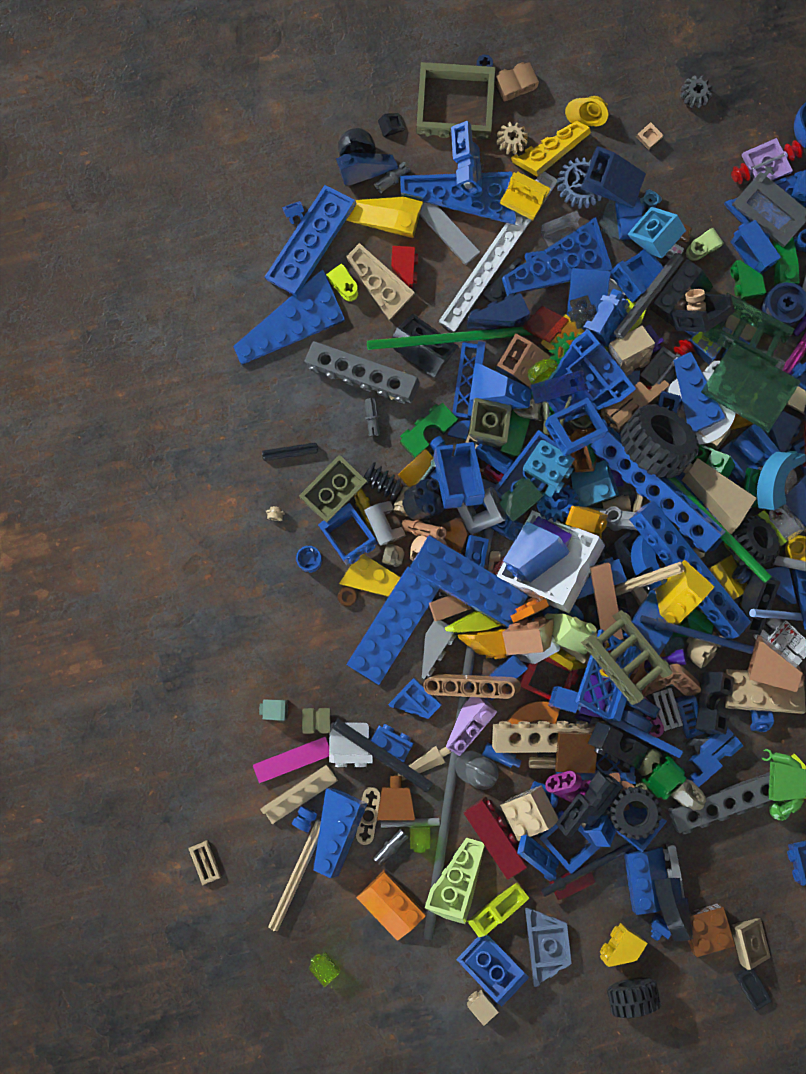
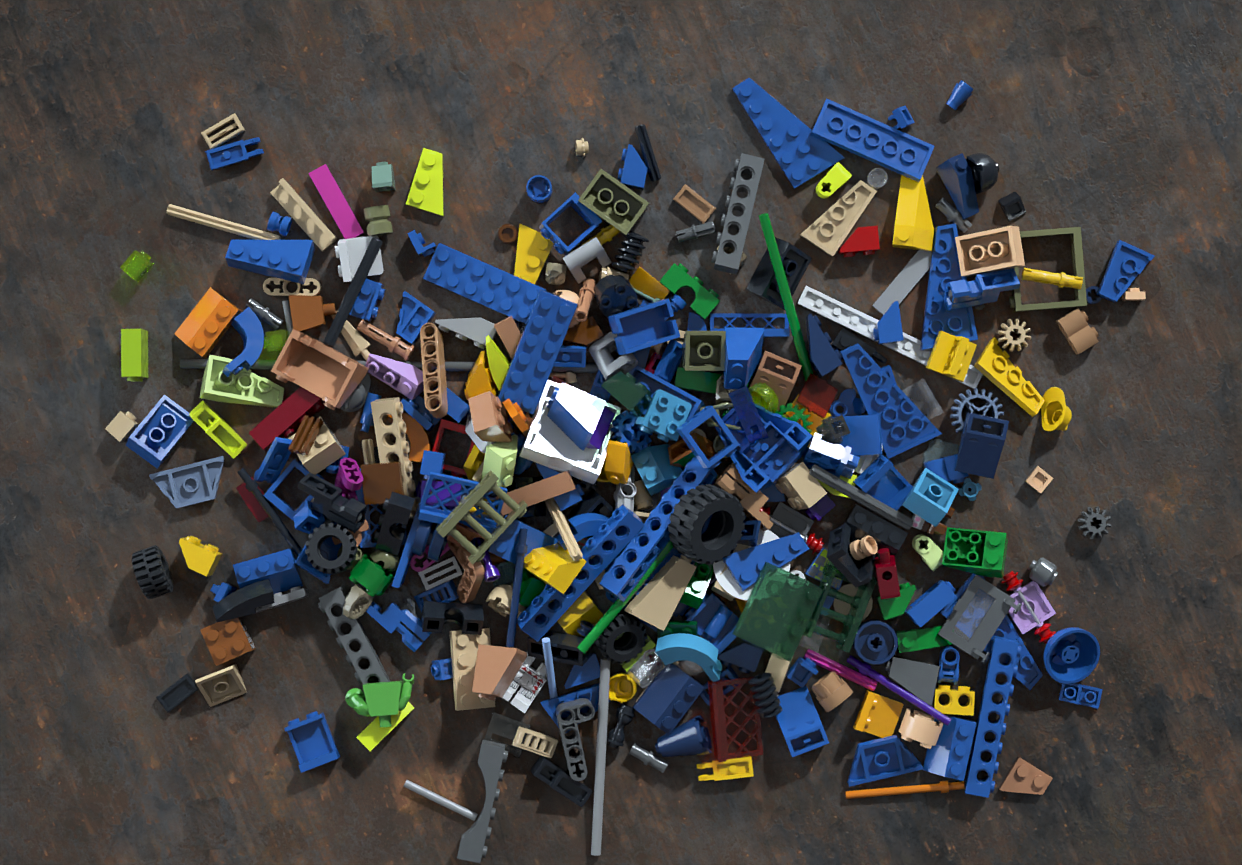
camera: 90 degrees right, 5 degrees up
(228, 856) = (232, 153): none -> blue hinge
(279, 154) = (959, 94): none -> blue cone
(287, 667) = (427, 184): none -> neon yellow wing
(303, 466) = (634, 169): none -> blue slope
(342, 684) = (418, 241): none -> blue bracket
(345, 415) = (694, 204): none -> medium nougat tile
(347, 237) = (877, 175): none -> clear wheel
(413, 984) = (134, 354): none -> lime brick
(414, 861) = (252, 334): none -> blue arch
(432, 145) = (990, 251): none -> light nougat brick
(439, 722) = (393, 344): none -> nougat pin
(455, 799) = (318, 369): none -> nougat windscreen
(465, 33) = (1122, 269): none -> blue wing
(468, 85) = (1060, 280): none -> yellow pin
(488, 247) = (889, 326): none -> blue slope
(489, 26) = (1133, 294): none -> light nougat plate
(508, 707) = (417, 409): none -> blue bracket
(518, 825) = (303, 435): none -> reddish brown tile
(557, 297) = (851, 405): none -> blue plate
(711, 200) = (975, 551): none -> green slope
(719, 282) = (887, 574): none -> dark red torso
(736, 144) = (1042, 572): none -> dark grey head

